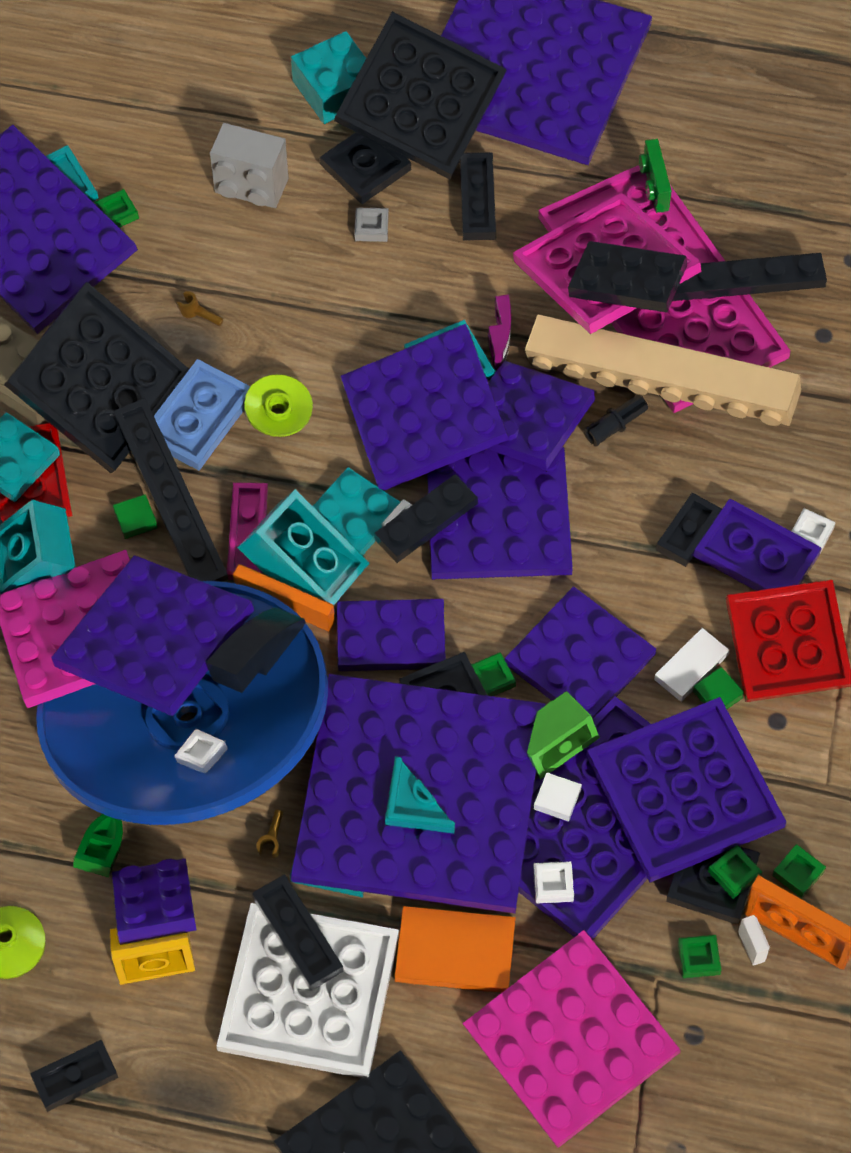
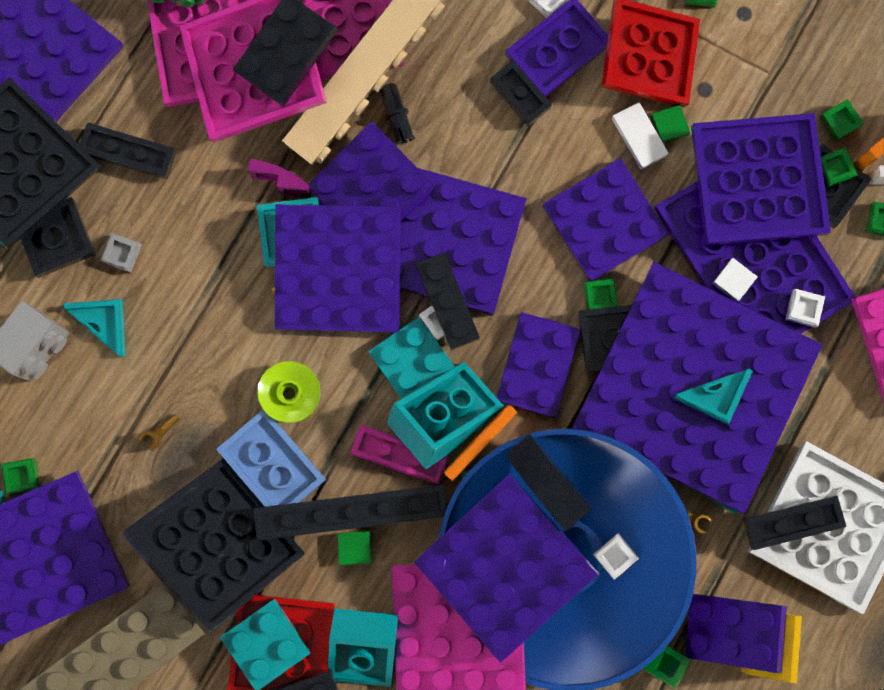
camera: 80 degrees left, 20 degrees up
(296, 231) = (103, 319): none -> teal tile
(455, 949) = (829, 403): orange tile -> none
(559, 734) = (682, 258): bright green slope -> none

